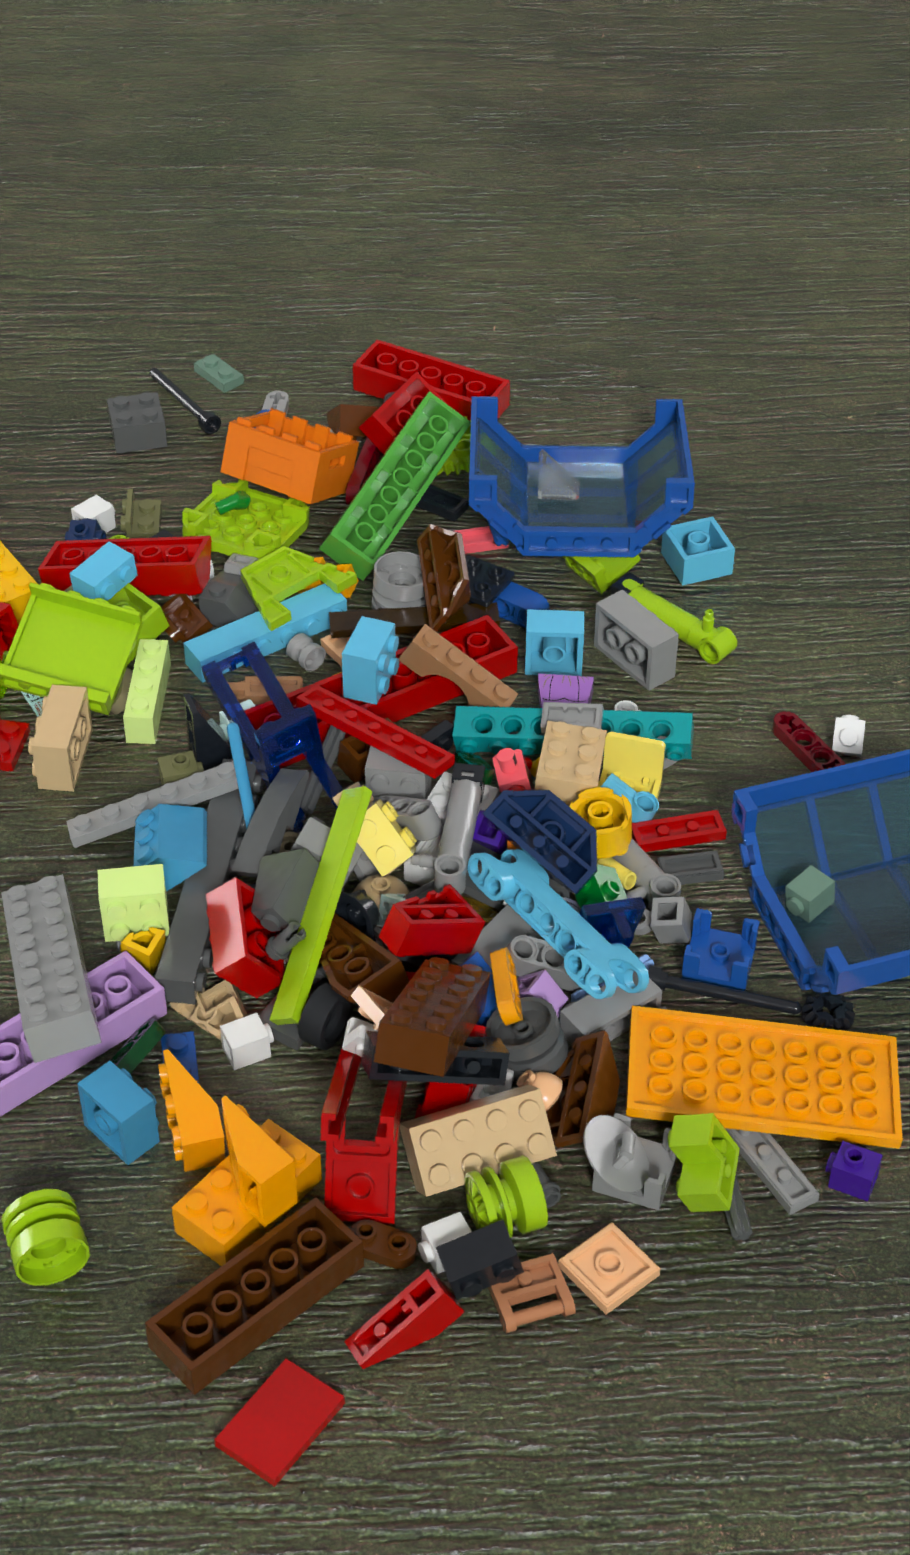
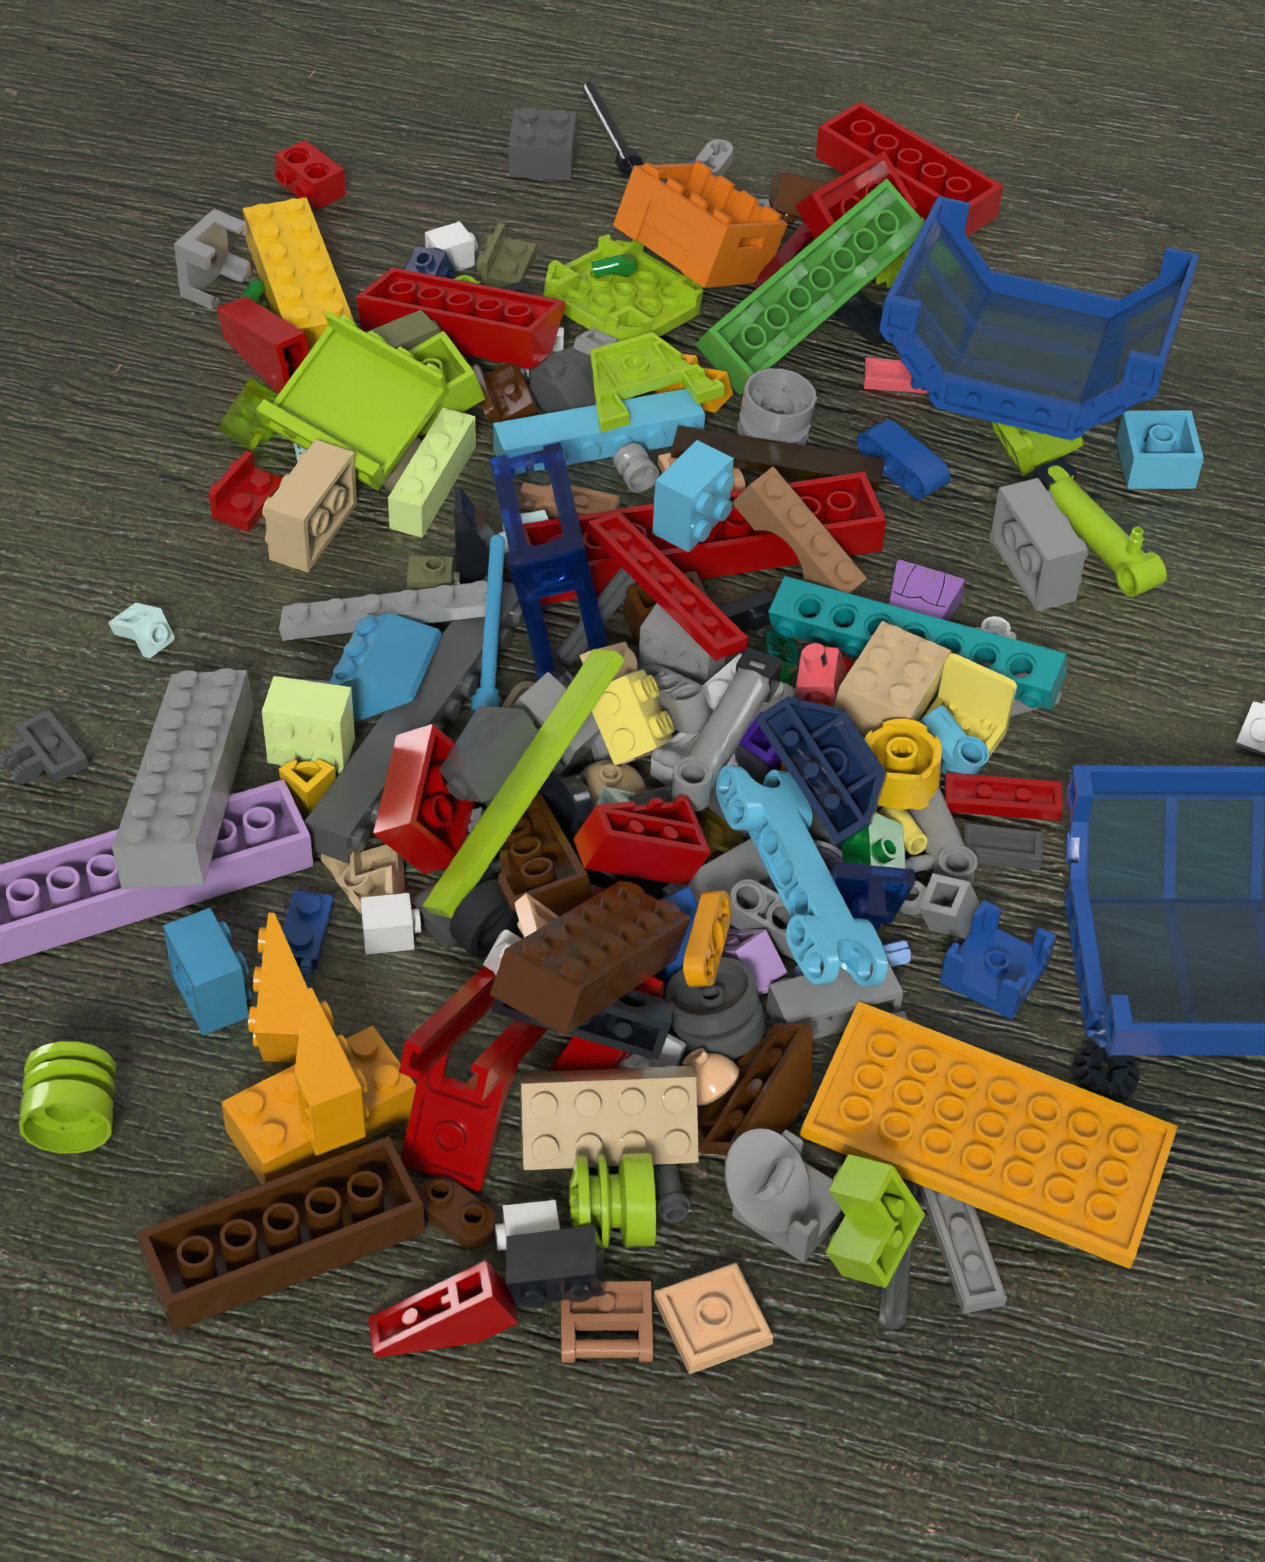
camera: 15 degrees right, 5 degrees up
(104, 572) = (420, 319): medium azure brick -> none
(139, 1045) = (258, 899): dark green beam -> none
(218, 373) = (663, 104): sand green plate -> none
(270, 820) = (512, 659): dark grey slope -> none
(279, 946) = (461, 819): dark grey pin -> none
(279, 1422) = (257, 1393): red tile -> none
(443, 574) = (824, 411): reddish brown wedge -> none
(486, 580) = (866, 427): black bracket -> none
(554, 642) = (935, 525): medium azure brick -> none
(555, 481) = (1007, 322): clear slope -> none
(572, 713) = (918, 620): light grey plate -> none
(664, 981) = (912, 978): black piece -> none
(801, 731) = (1205, 737): dark red beam -> none
(809, 894) = (1133, 917): sand green brick -> none
(853, 1170) = (1060, 1281): dark purple brick -> none

